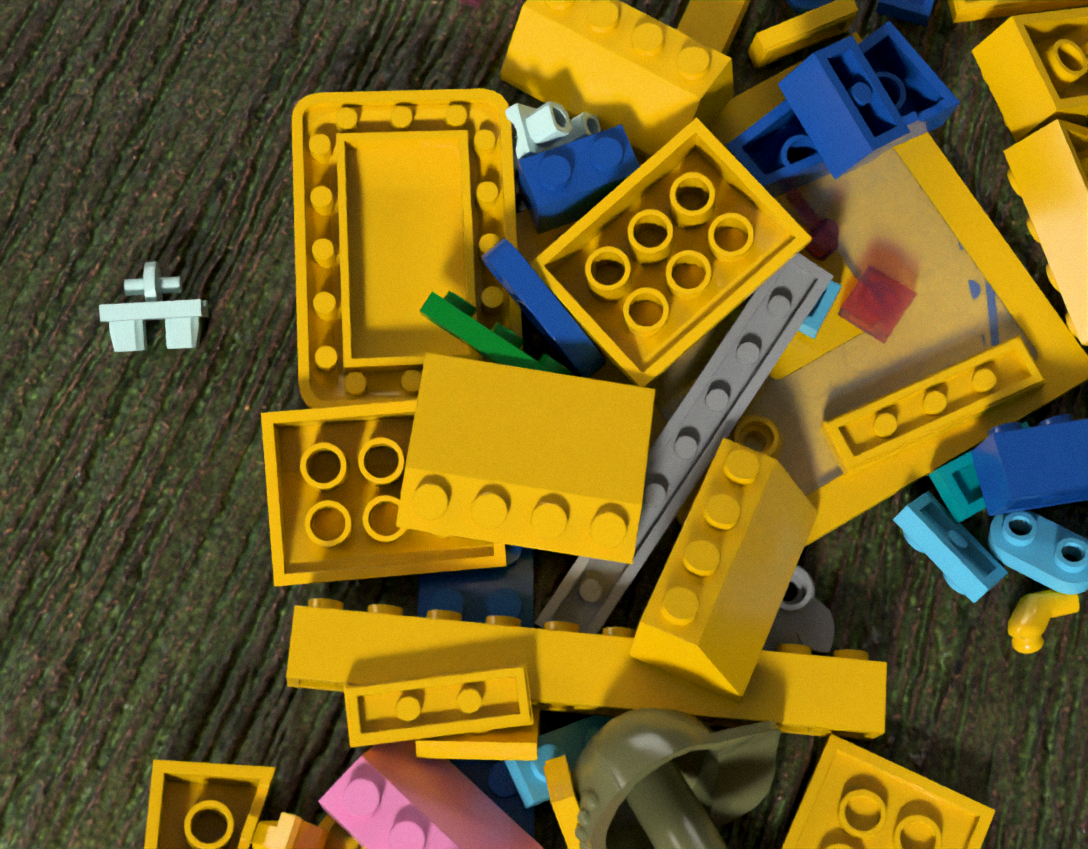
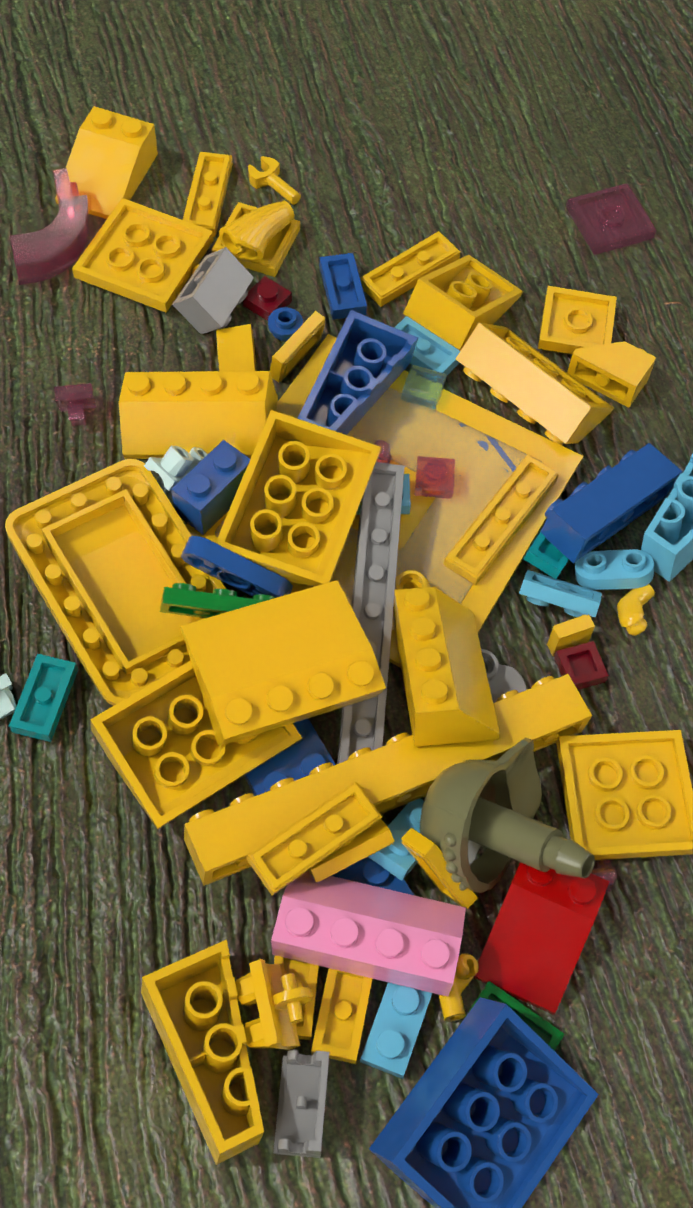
camera: 30 degrees left, 10 degrees down
(234, 349) = (43, 697): none -> teal plate
(843, 107) = (356, 363): blue brick -> none
(918, 656) = (582, 665): none -> dark red plate
(929, 608) = (570, 633): none -> yellow tile
(938, 169) = (423, 386): none -> clear light blue tile
(978, 122) = (430, 350): none -> medium azure plate

